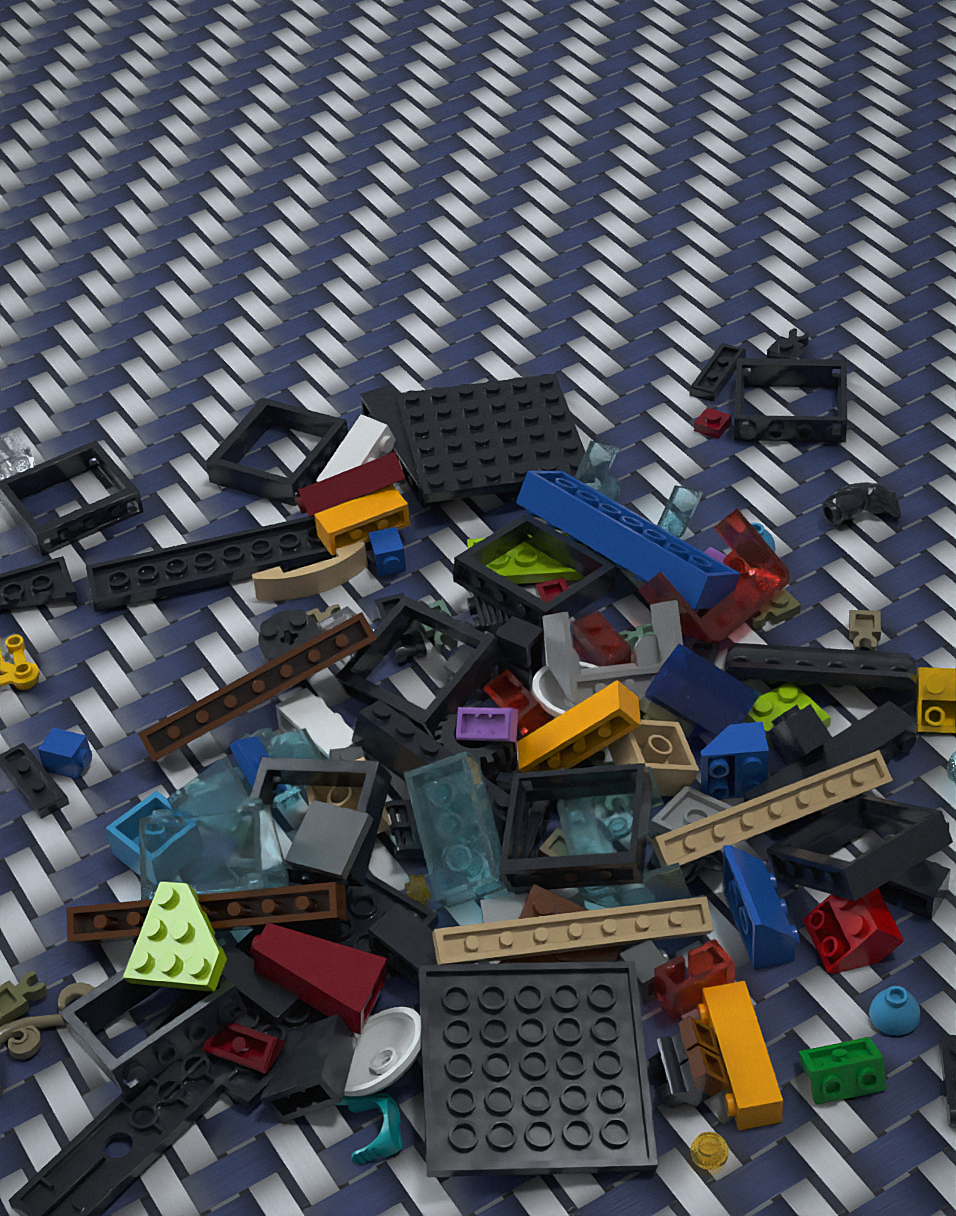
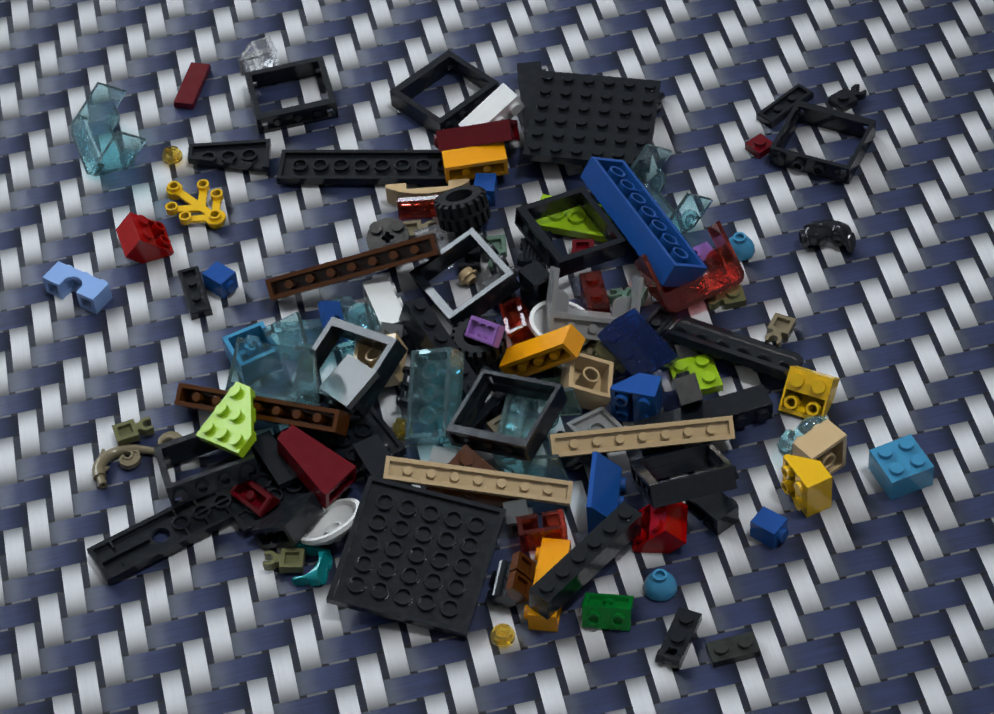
camera: 20 degrees right, 5 degrees up
(308, 592) = (416, 207): none -> clear red plate
(335, 1128) = (289, 561): none -> olive plate
(372, 579) = (462, 208): none -> black tyre
(414, 664) = (467, 276): none -> tan plate
(787, 1006) = (585, 560): none -> black brick

